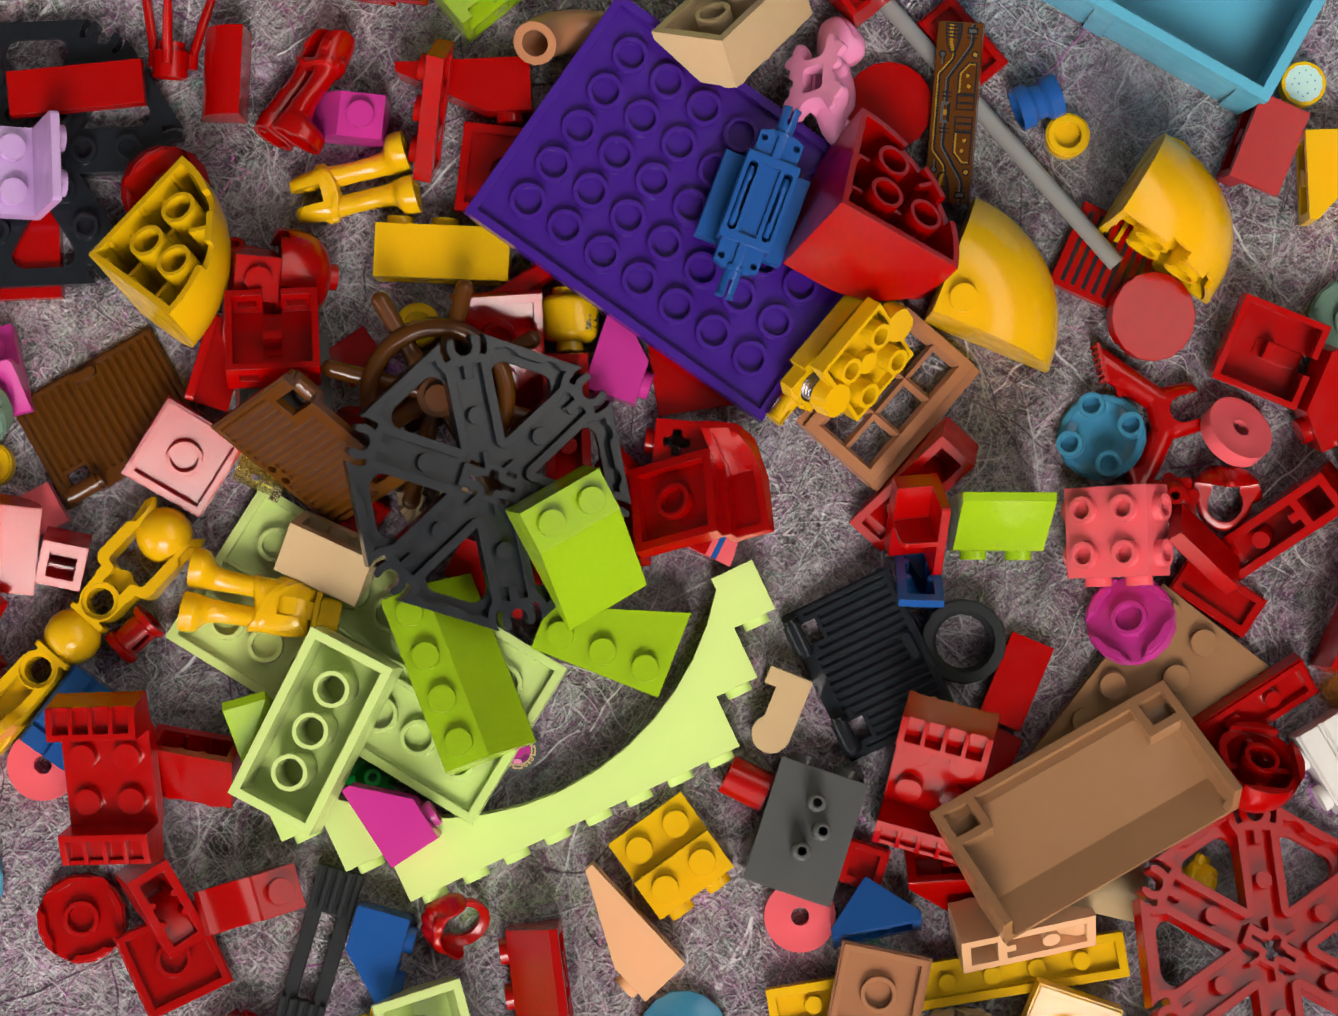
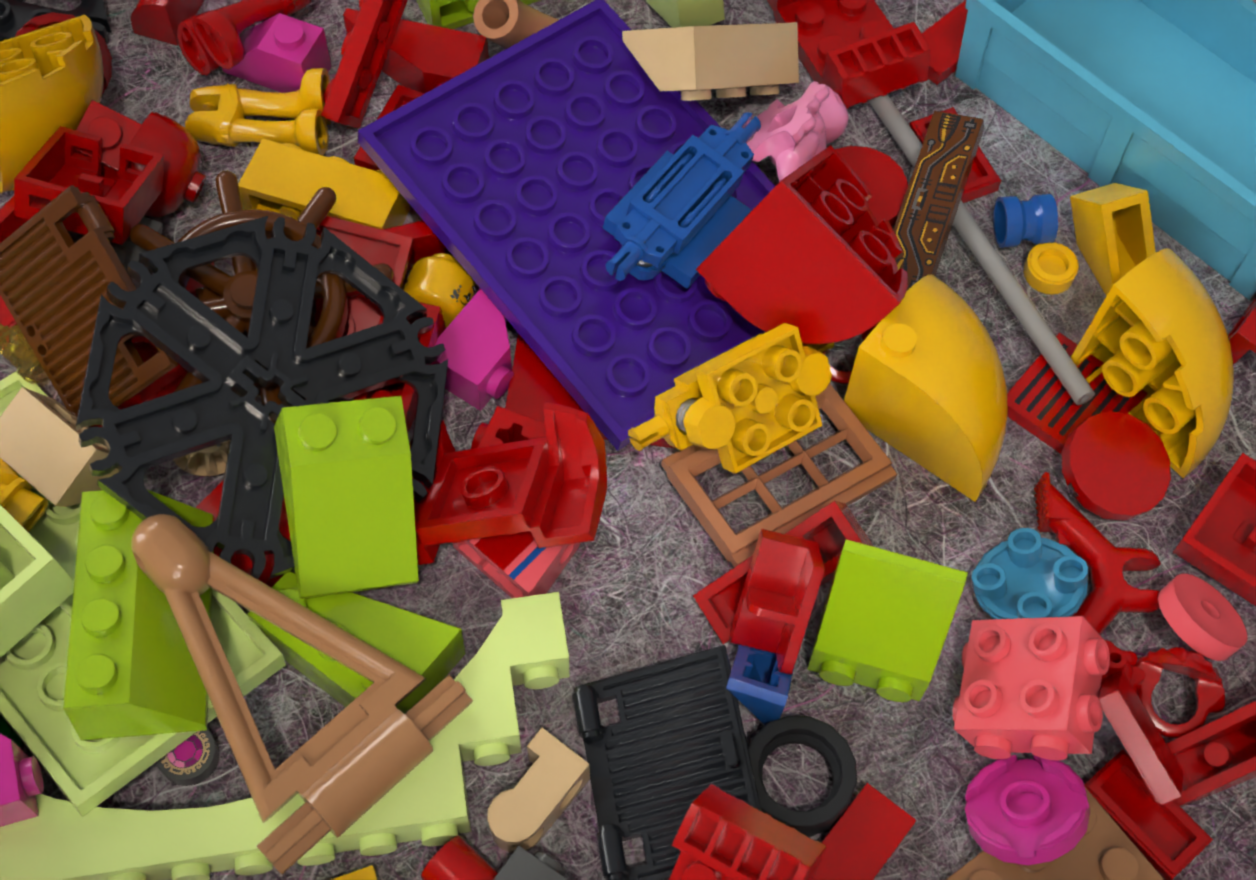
camera: 10 degrees right, 25 degrees down
(649, 734) = (352, 756): none -> medium nougat piece
(1117, 98) = (1113, 230): none -> yellow slope

